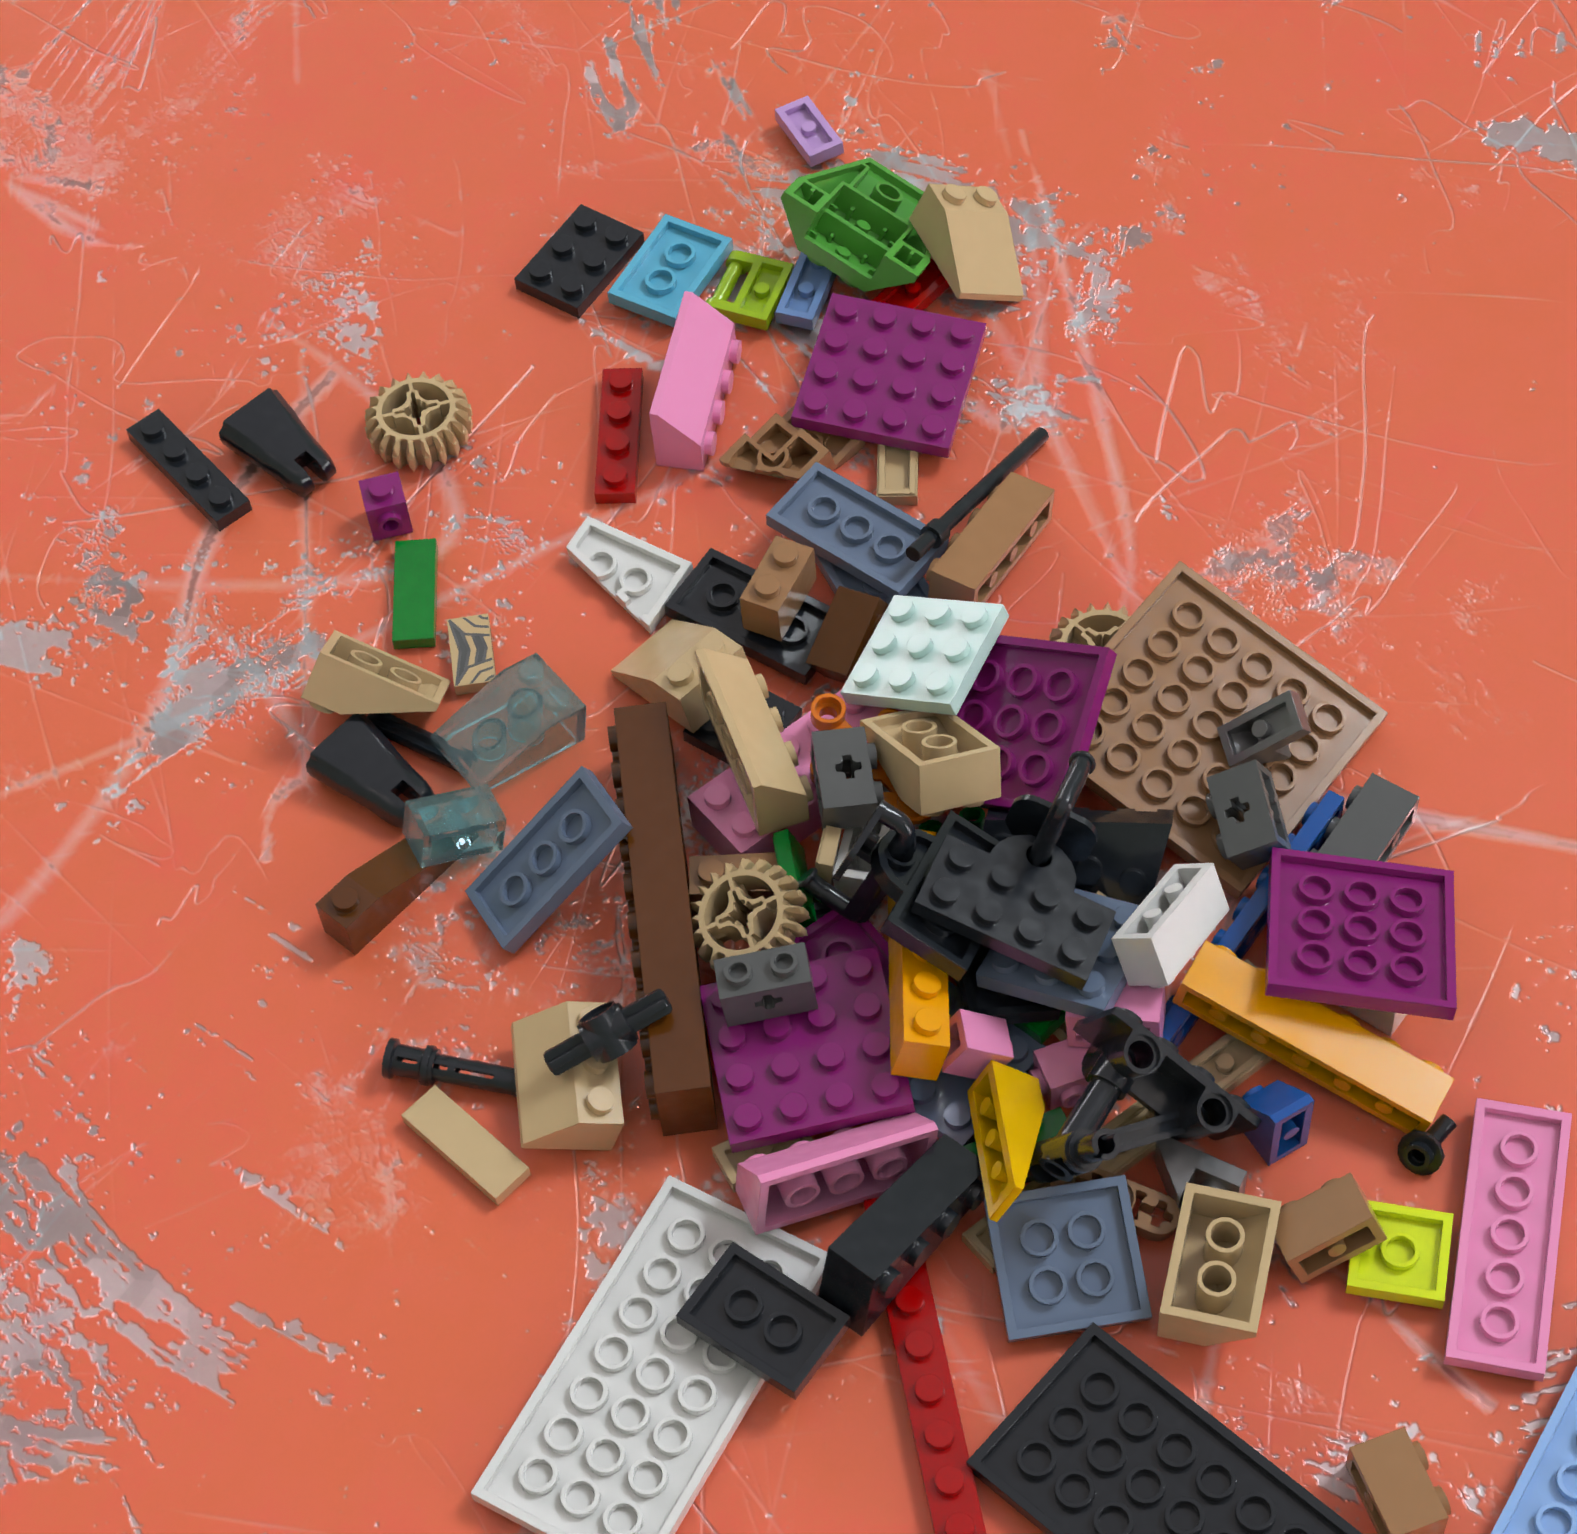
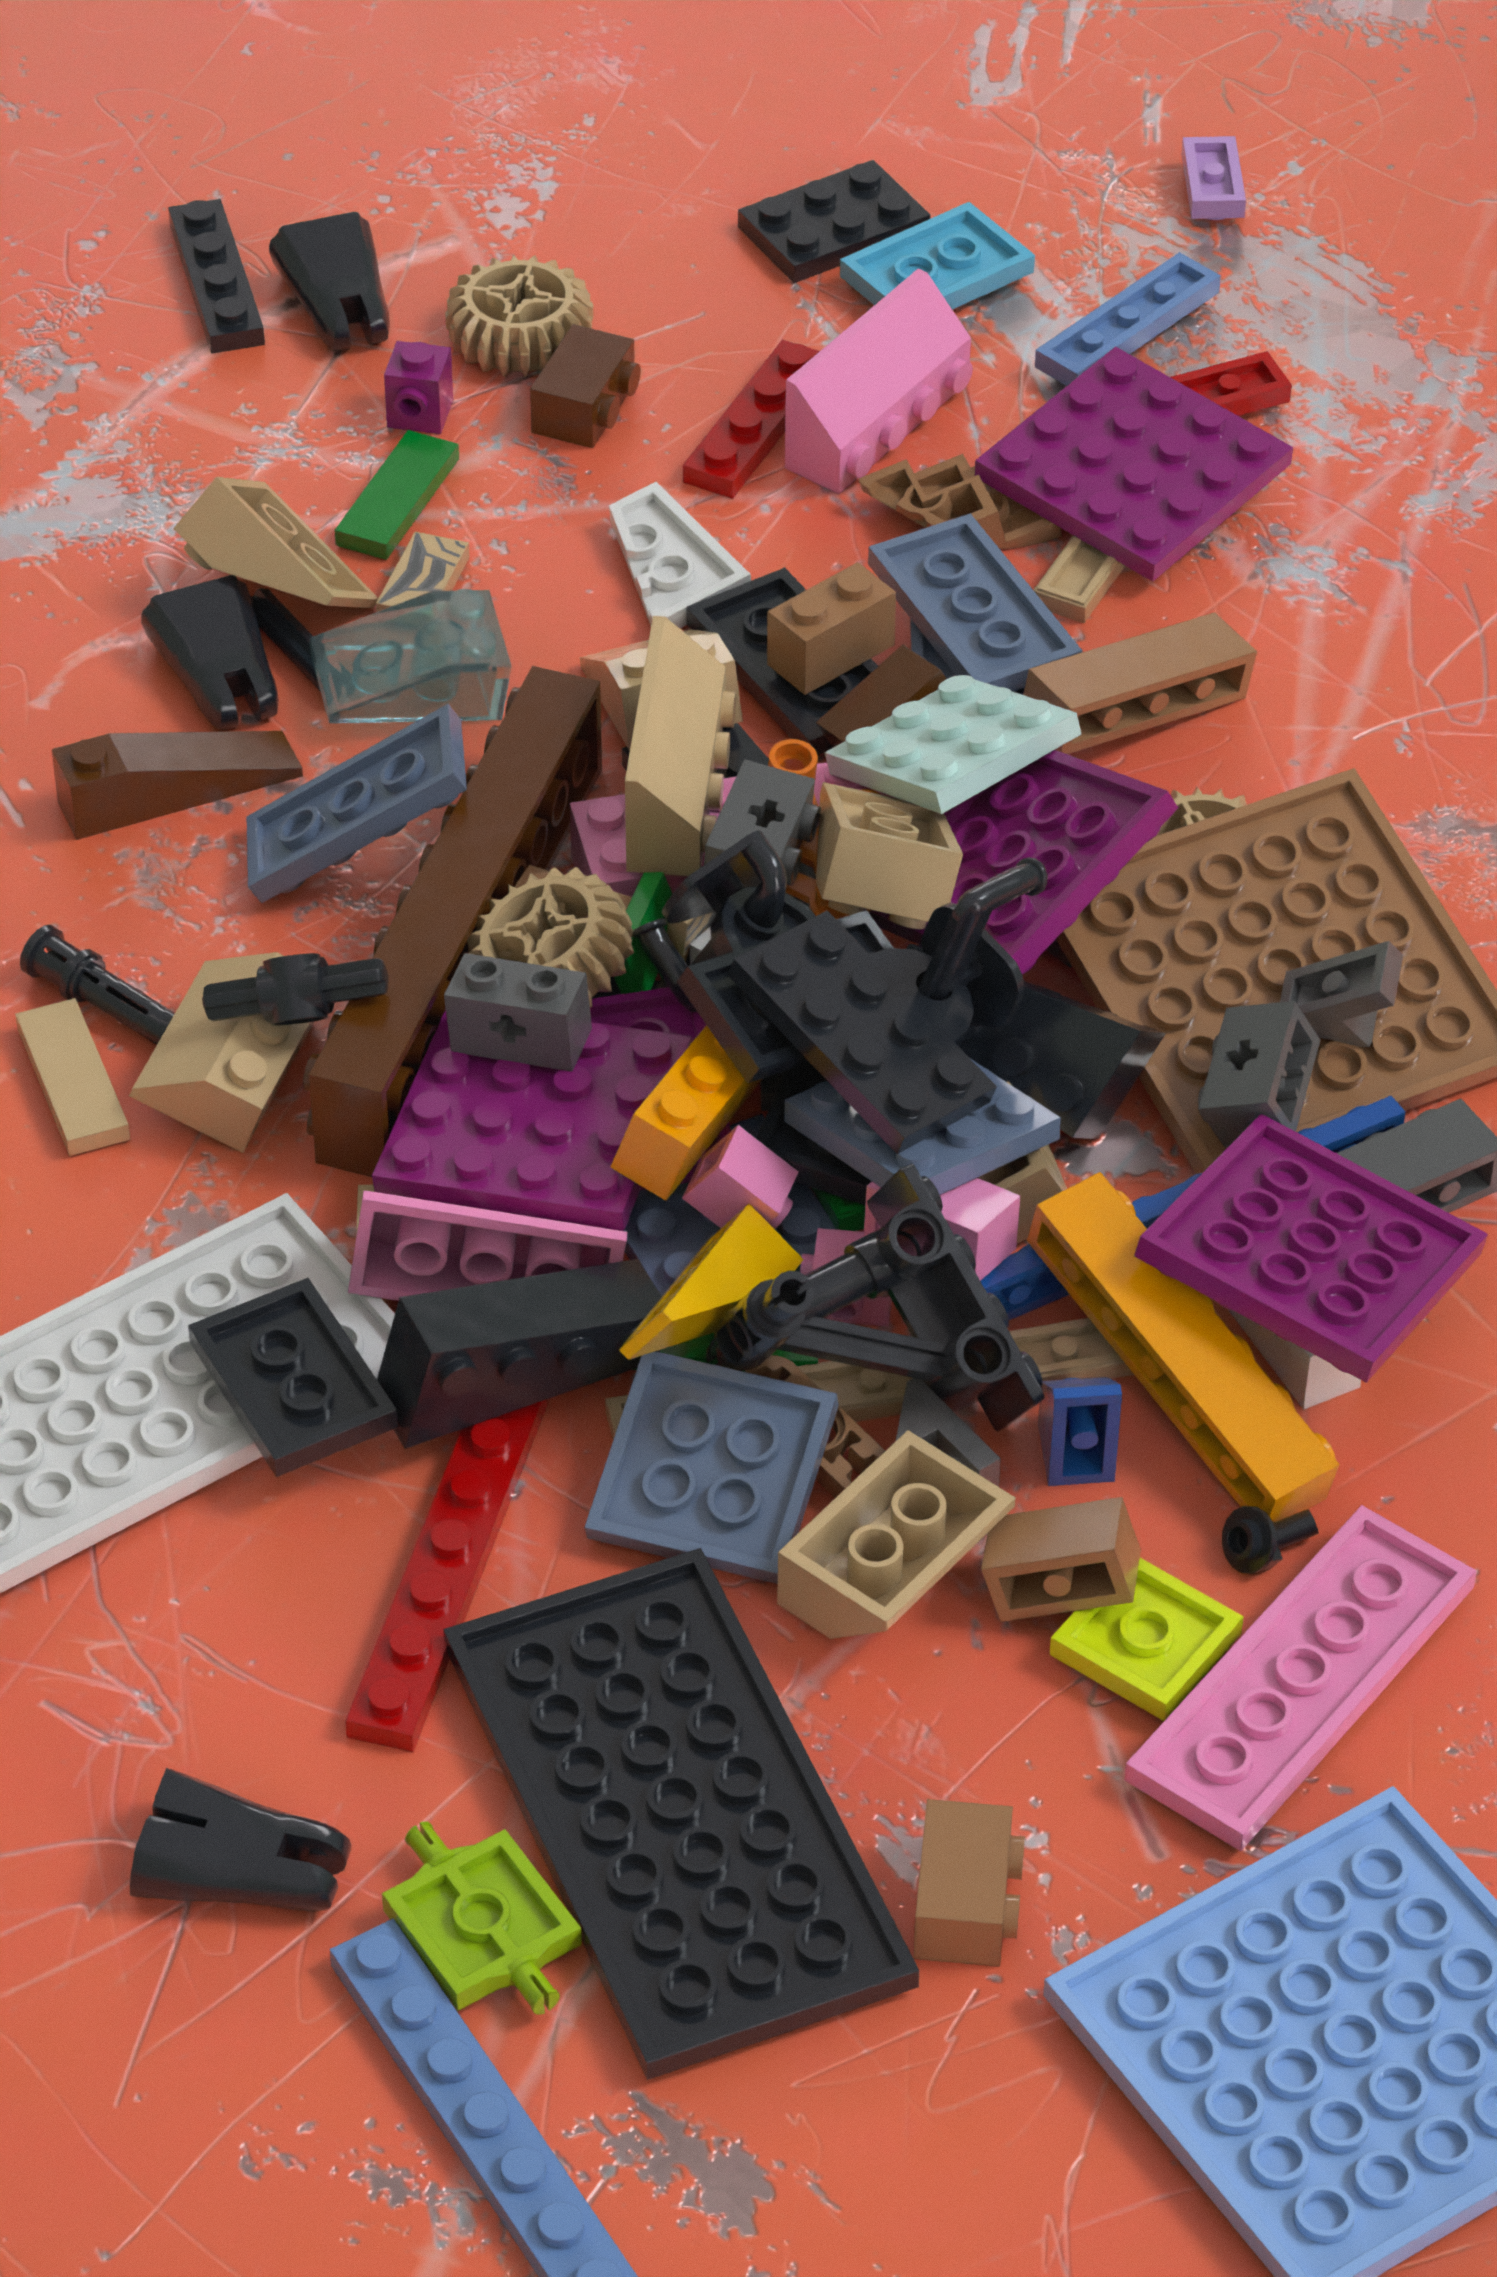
camera: 20 degrees right, 10 degrees down
(454, 825) = (272, 734): clear light blue brick -> none
(494, 459) = (583, 386): none -> reddish brown brick
(759, 293) = (1022, 318): lime plate -> none
(858, 224) = (1200, 281): bright green wedge -> none
(938, 530) = (1069, 633): black bar -> none
(969, 241) = (1332, 352): tan slope -> none
(1170, 924) = (1062, 1134): white brick -> none

